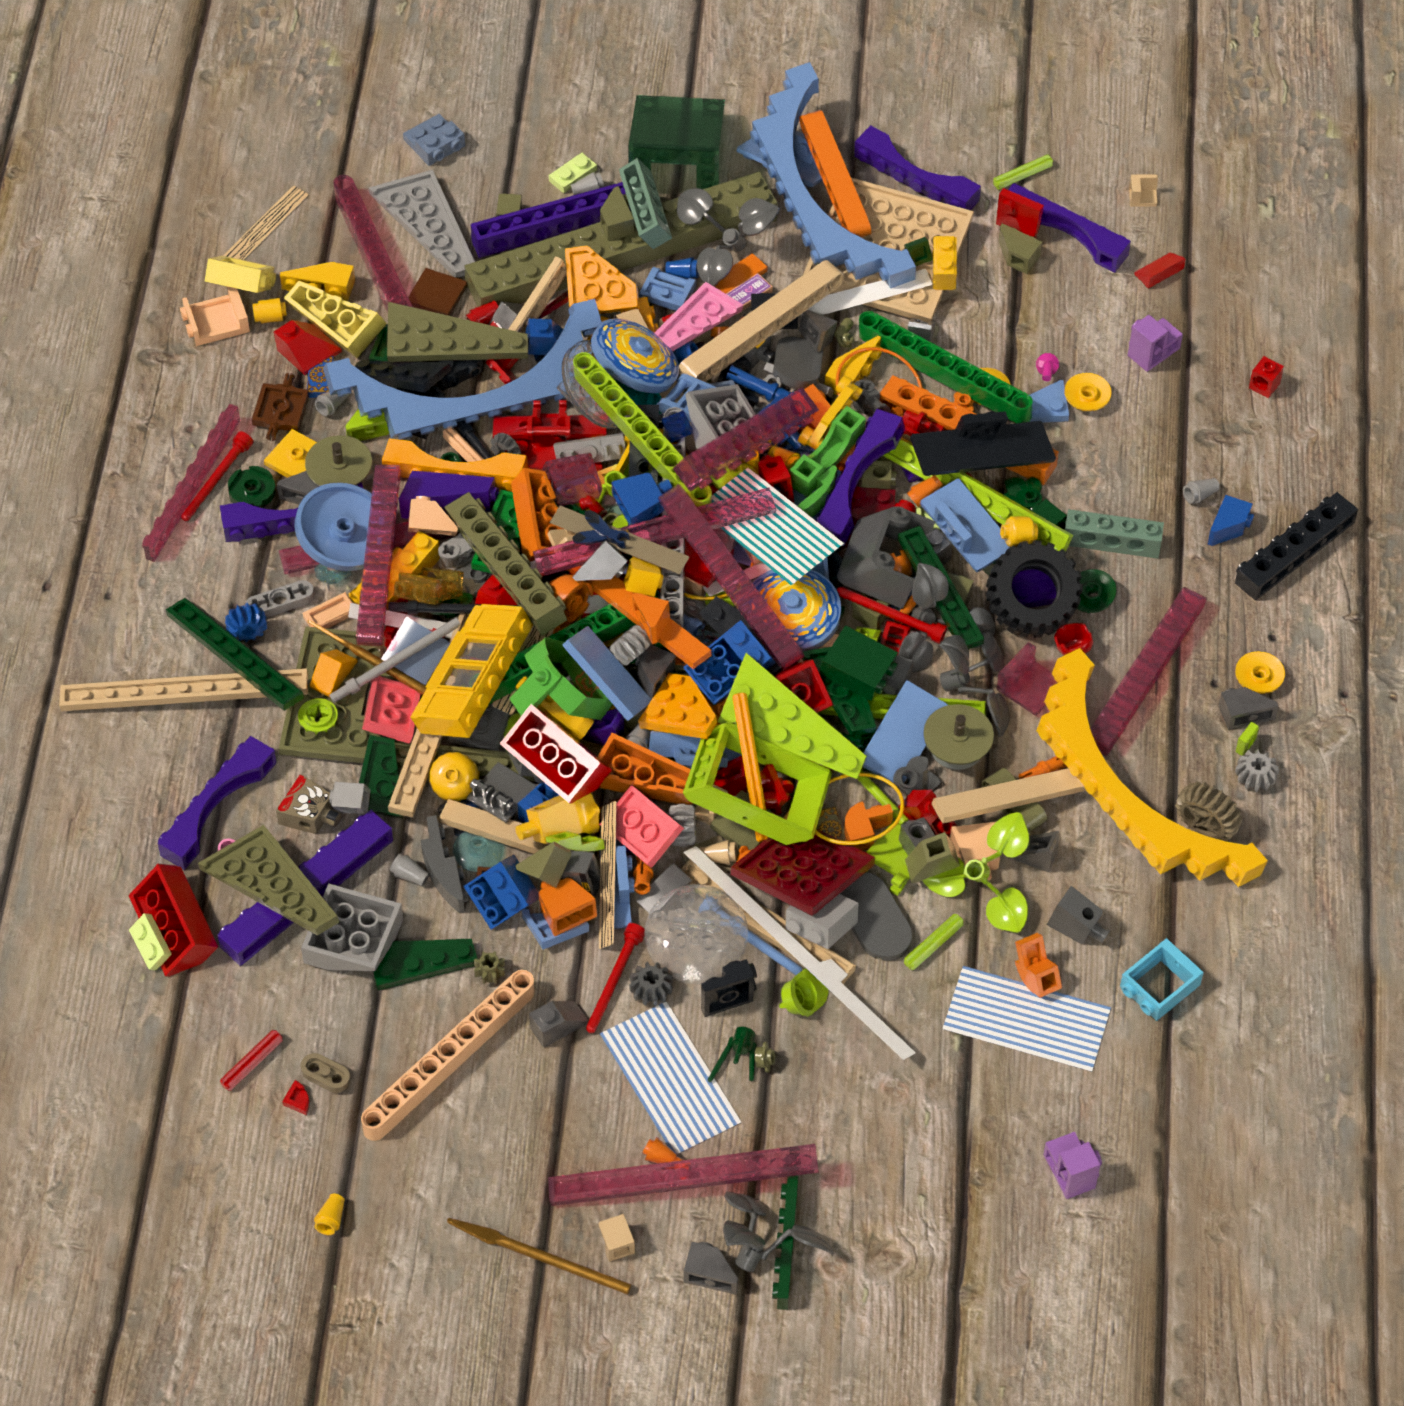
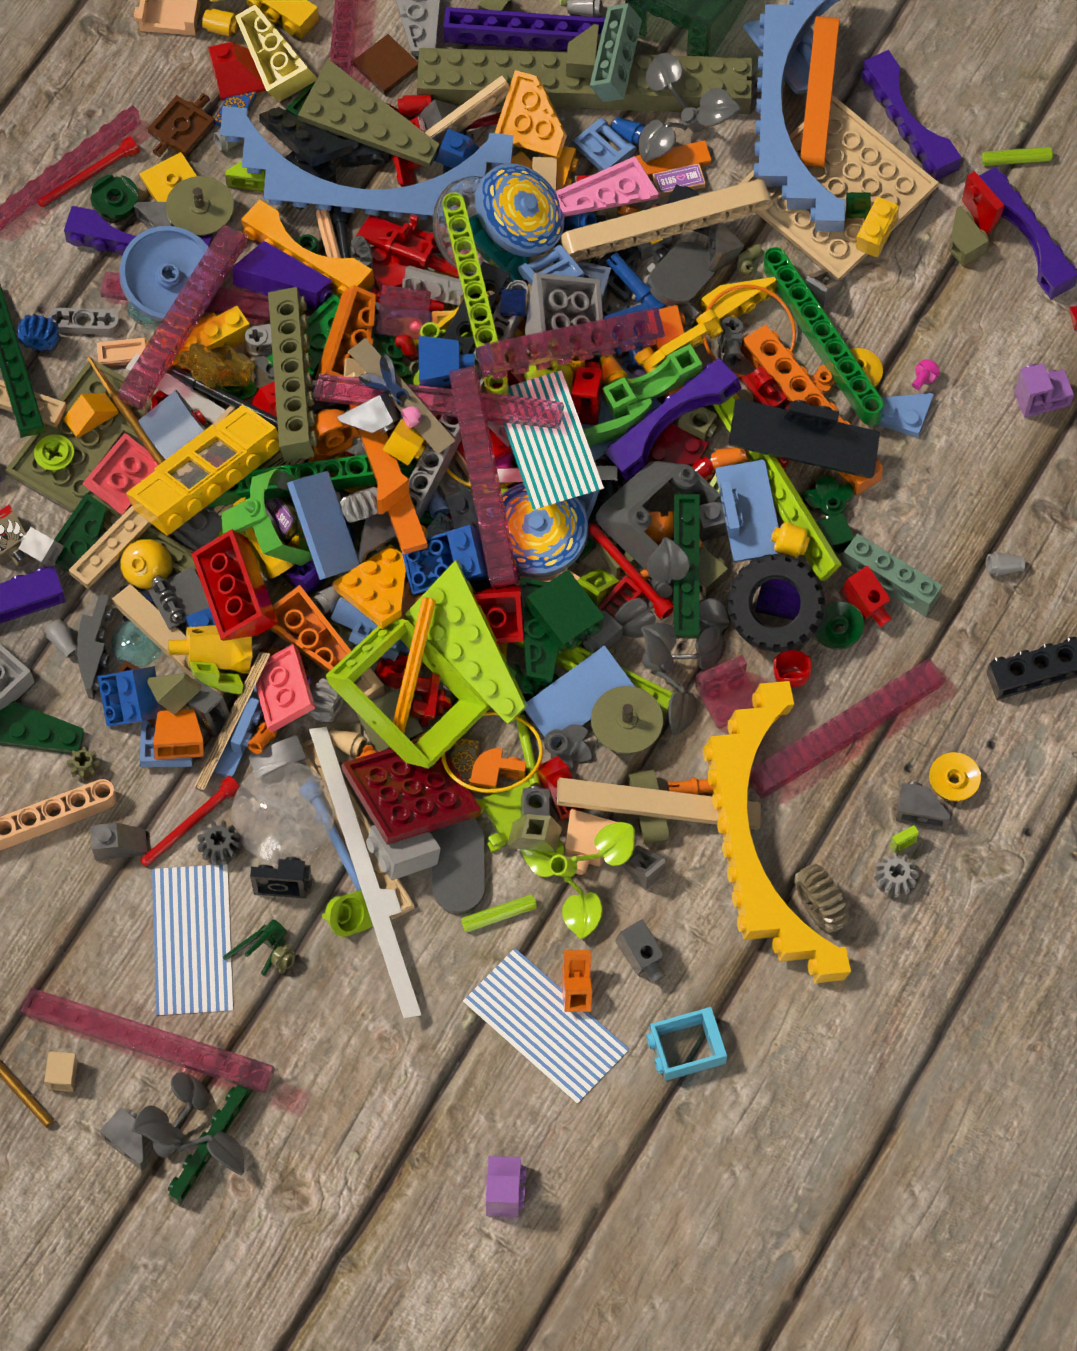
camera: 25 degrees right, 10 degrees up
(353, 685) = (101, 436): light grey bar -> none
(429, 518) = (250, 295): light nougat slope -> none
(640, 551) = (411, 416): none -> bright pink hinge
(659, 1152) = (141, 1007): orange cone -> none
(868, 293) = (790, 227): white sticker -> none
(1088, 385) = (953, 408): yellow dish -> none
(1104, 554) = (867, 596): none -> red torso
(1231, 520) = (1014, 608): blue slope -> none

